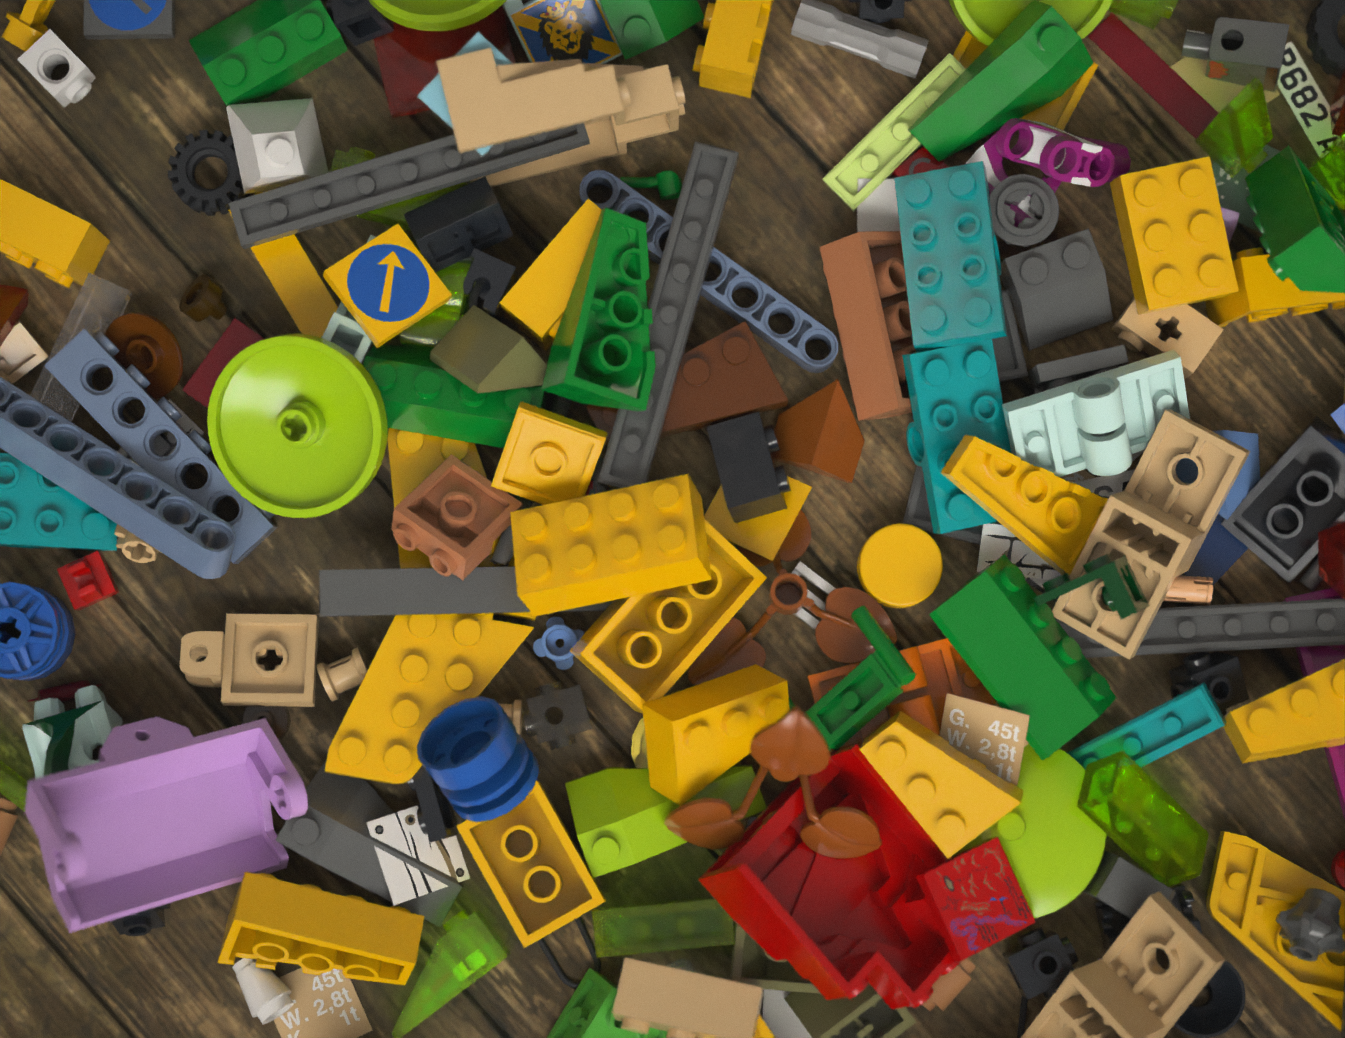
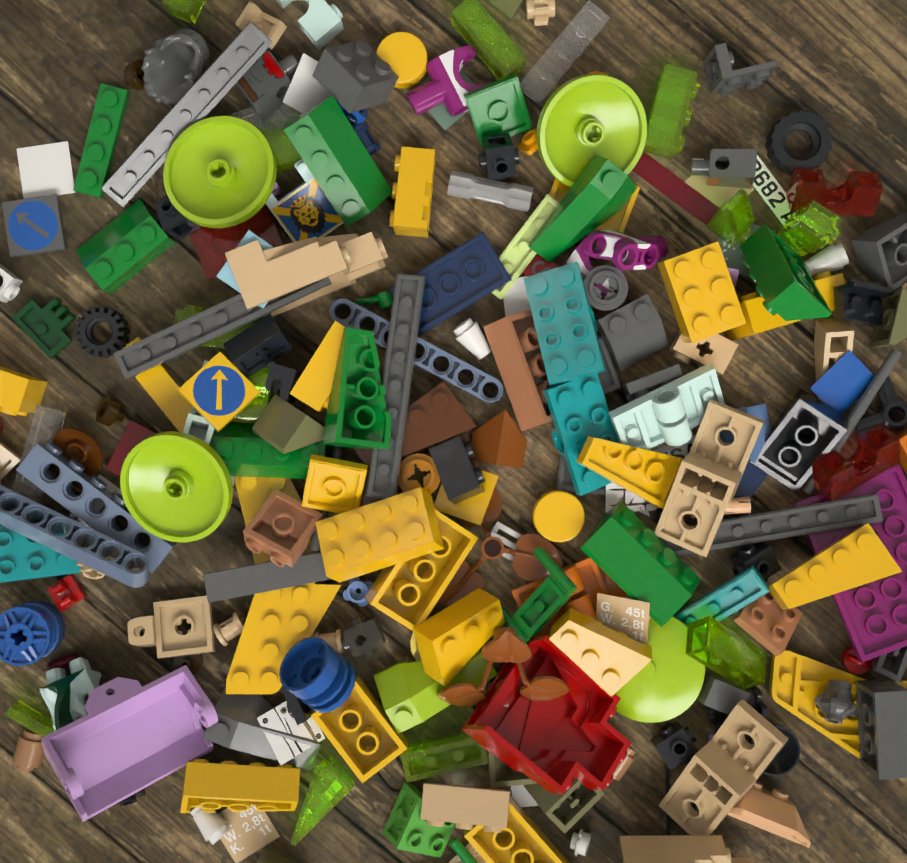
camera: 10 degrees left, 5 degrees up
(124, 150) = (46, 325): none -> dark green hinge
(276, 143) = (139, 309): white slope -> none
(696, 454) = (424, 463): none -> light orange gear
(791, 171) = (459, 281): none -> dark blue tile
(799, 264) = (472, 338): none -> white cone
(975, 899) = (631, 717): red tile -> none
(1120, 591) = (695, 517): dark green bracket -> none
(1217, 780) = (768, 622): none -> nougat plate

